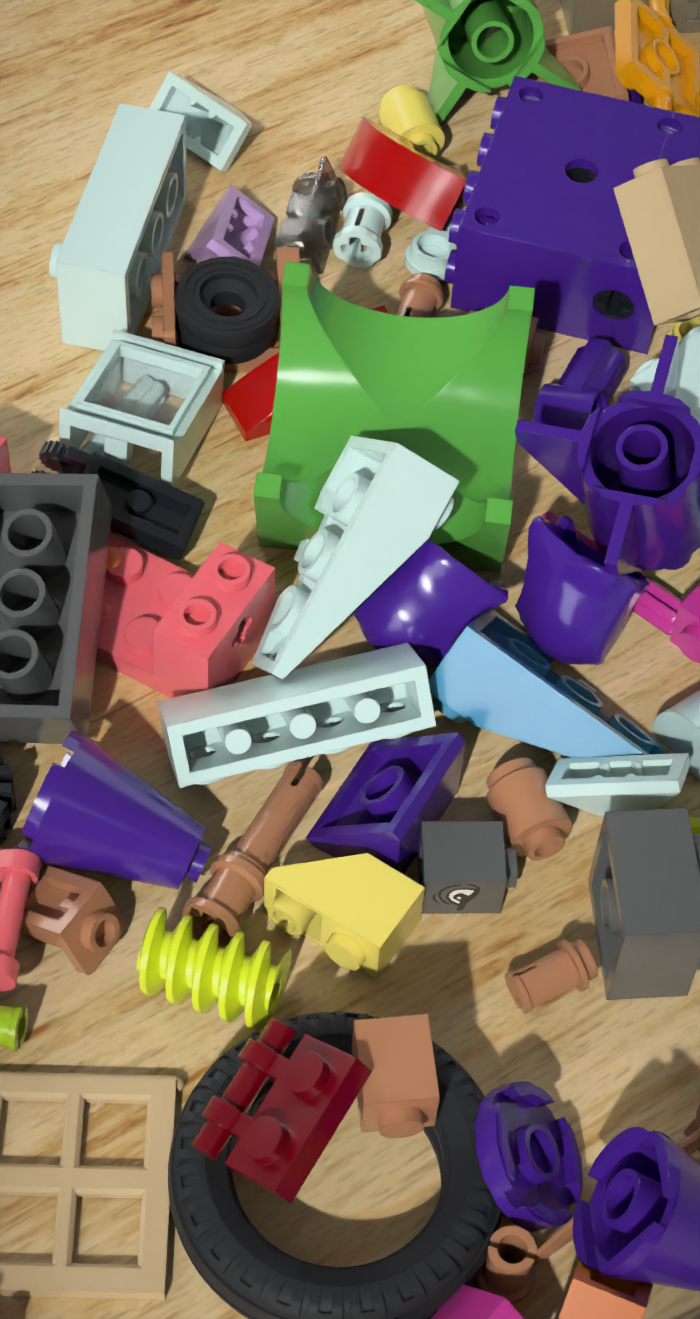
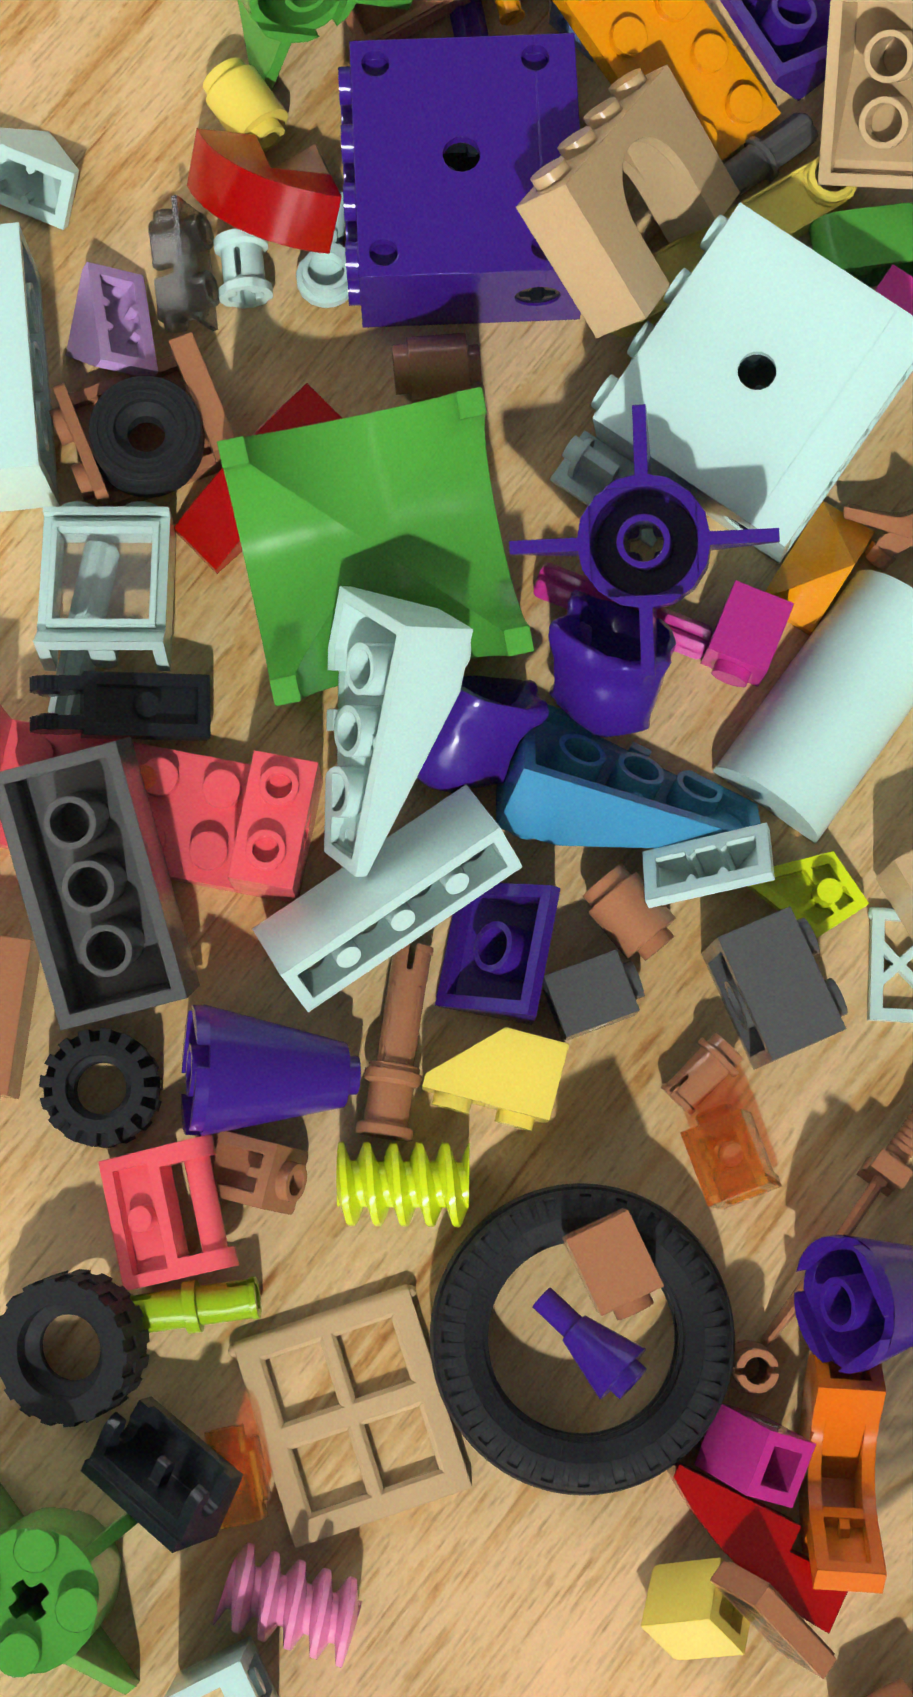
camera: 20 degrees left, 25 degrees up
(295, 1117) = (545, 1342): dark red plate -> none
(357, 1171) = (602, 1354): none -> dark purple cone
(420, 296) = (332, 353): nougat pin -> none
(528, 1156) = (740, 1270): dark purple tile -> none
(555, 1053) = (706, 1144): none -> clear orange brick
(582, 387) = (534, 425): dark purple piece -> none

